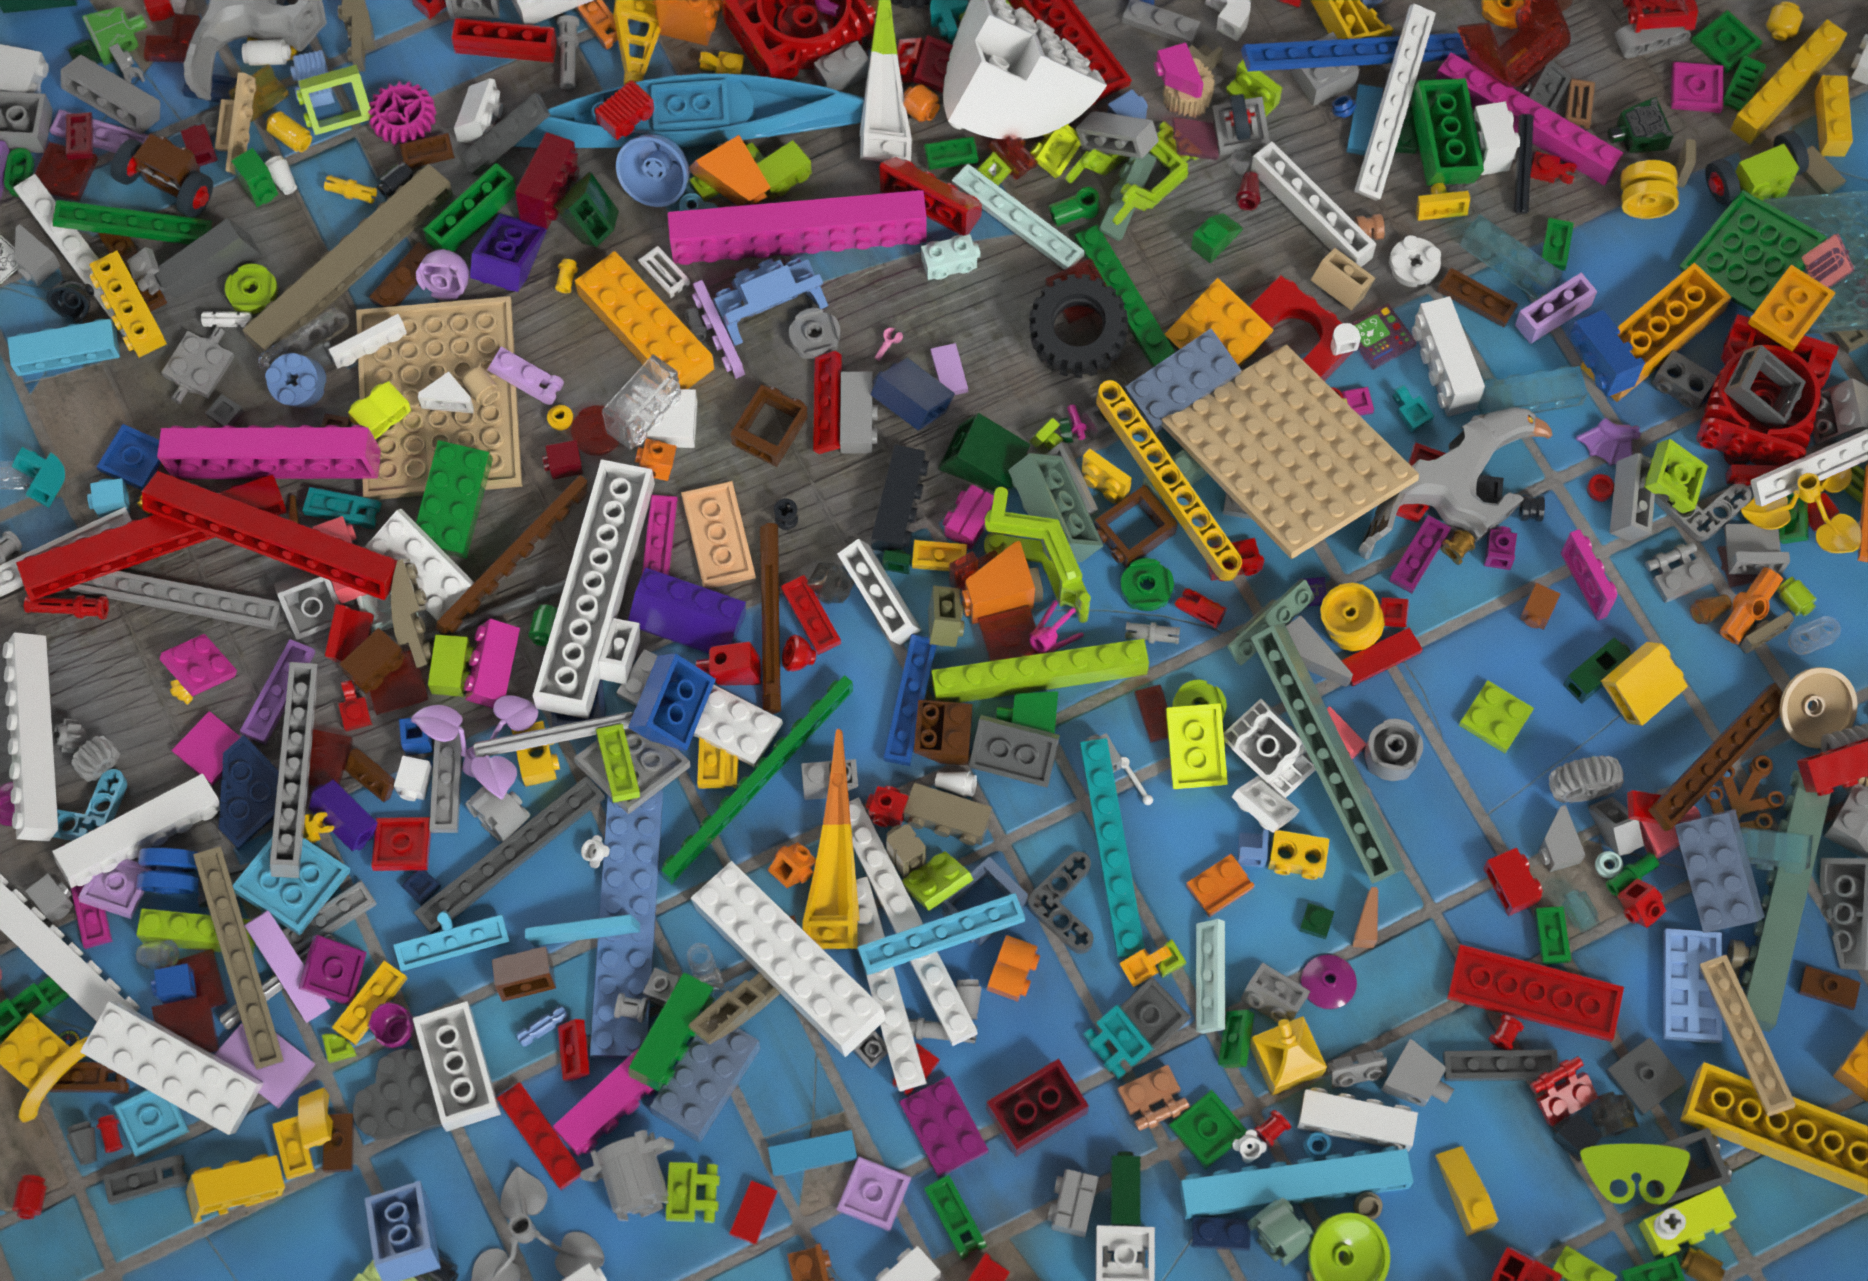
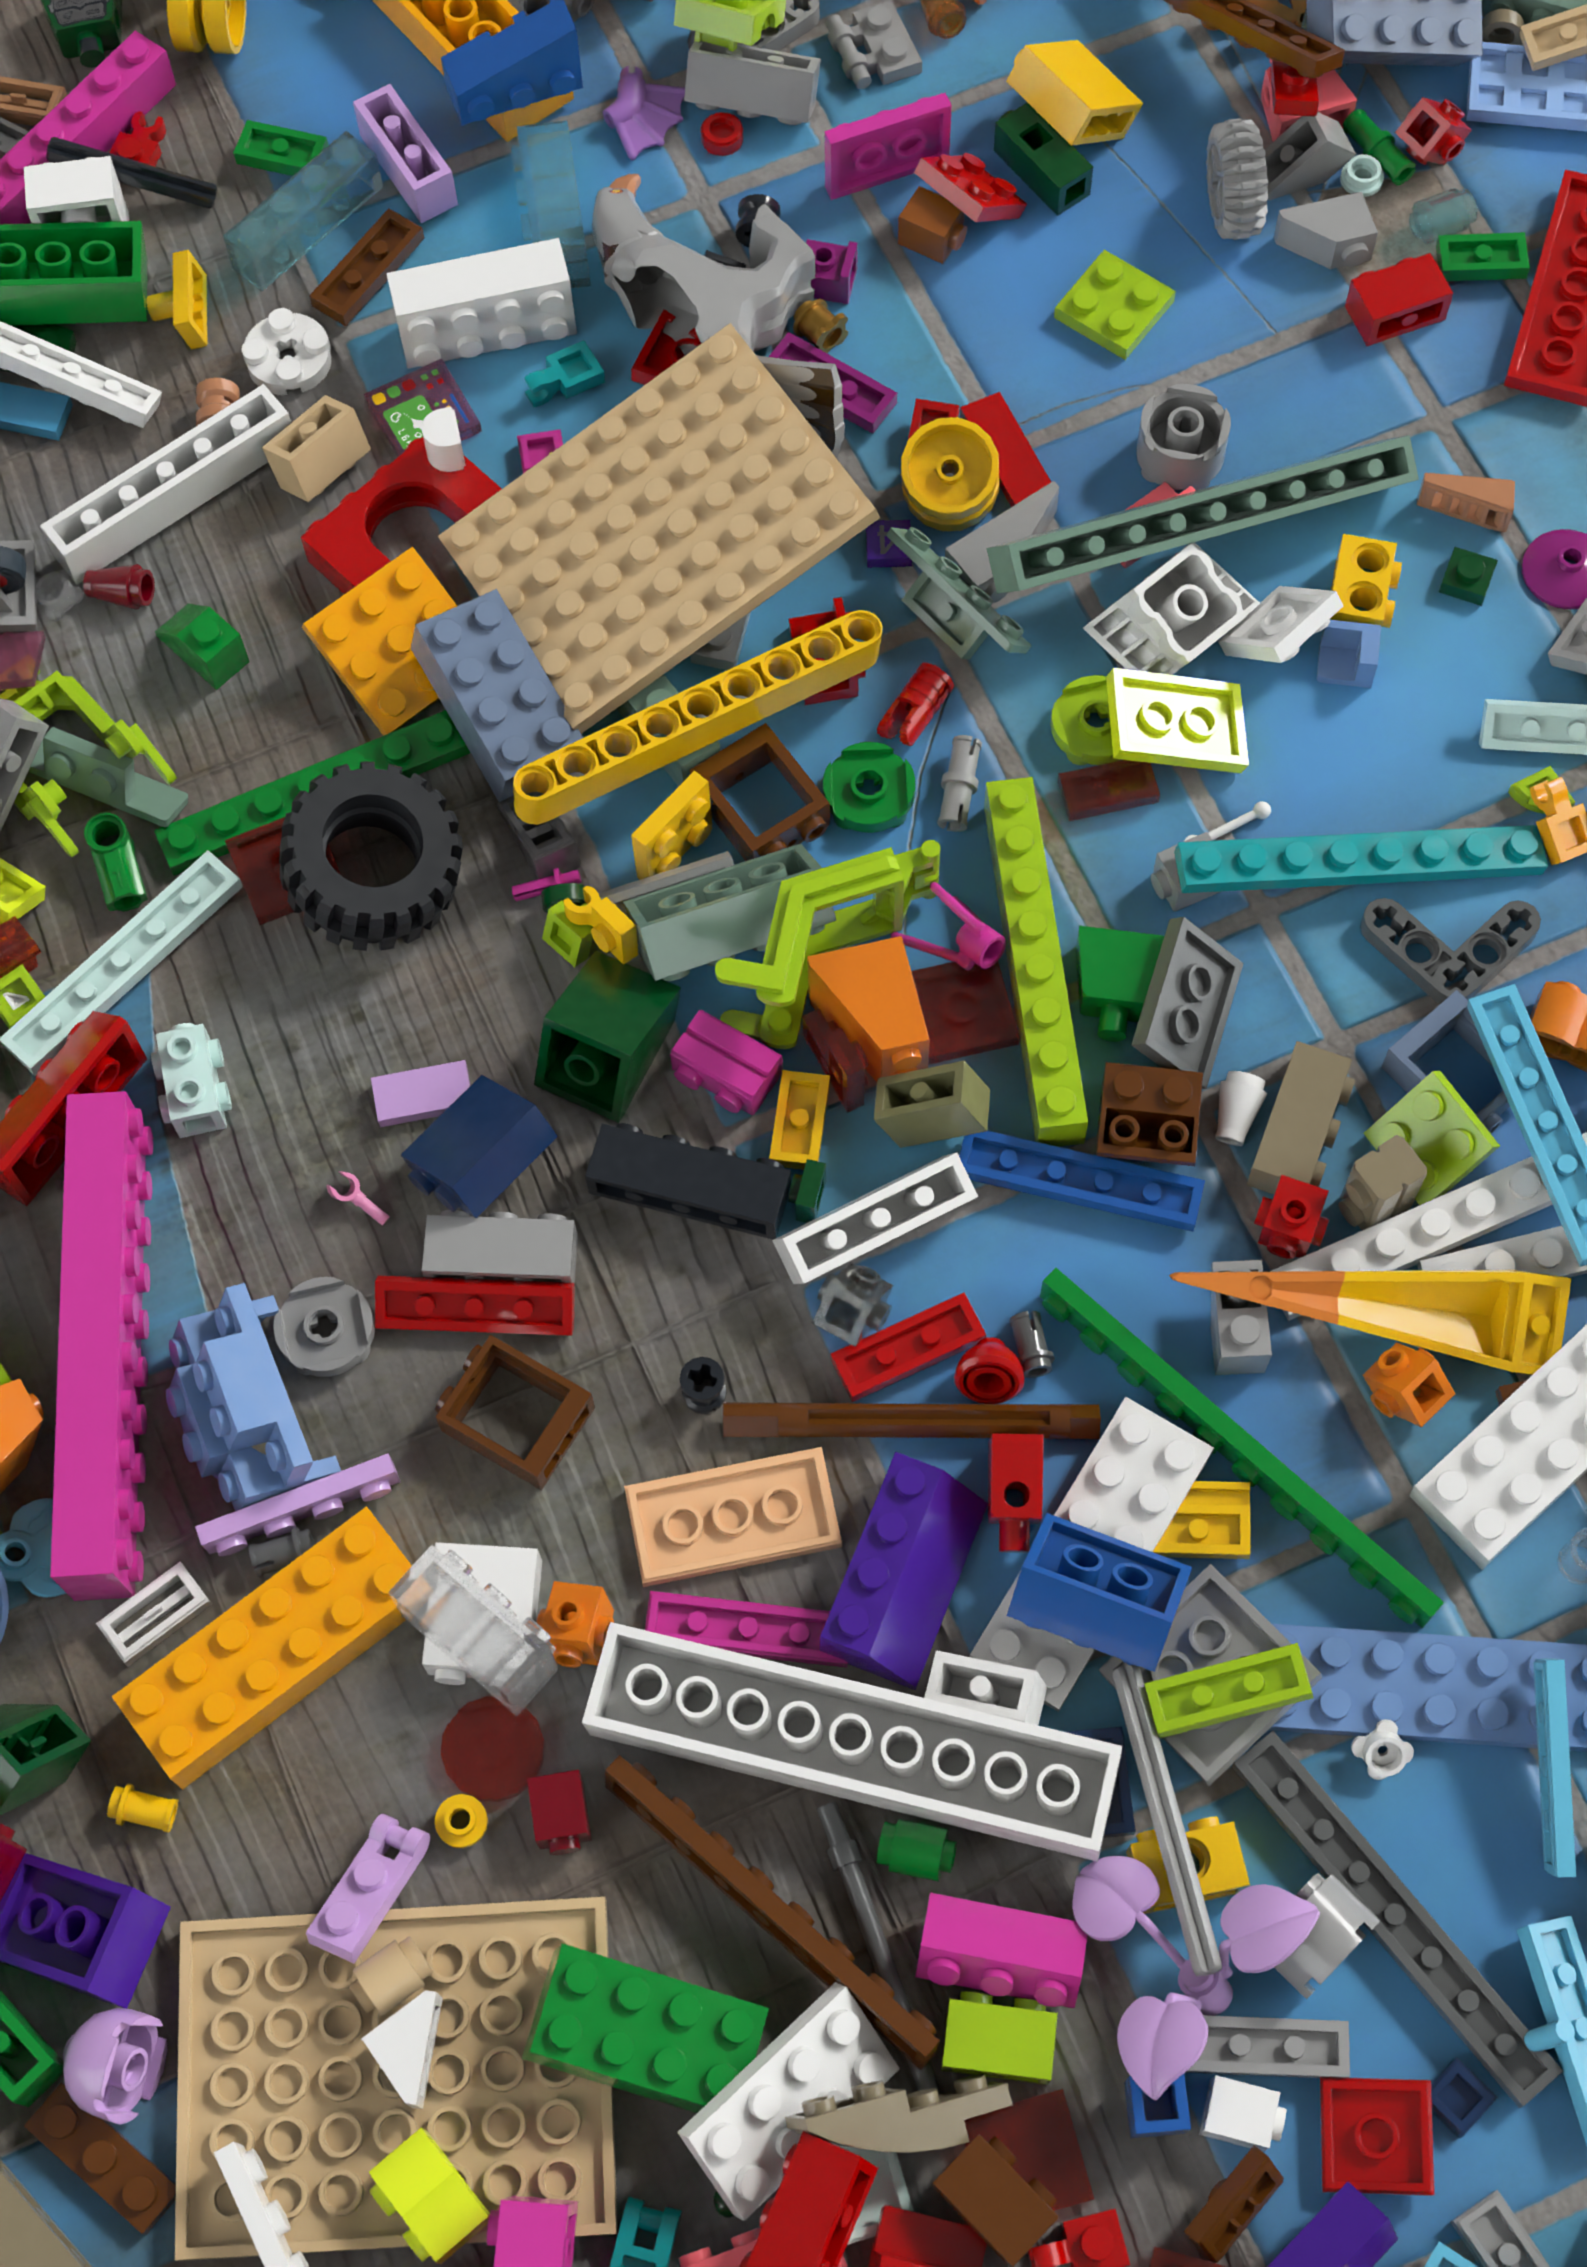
camera: 85 degrees left, 0 degrees up
(813, 677) = (1031, 1344): none -> dark grey pin
(1042, 445) = (611, 927): none -> yellow plate
(1220, 885) = (1411, 711): orange plate -> none
(1565, 625) = (970, 187): none -> red plate

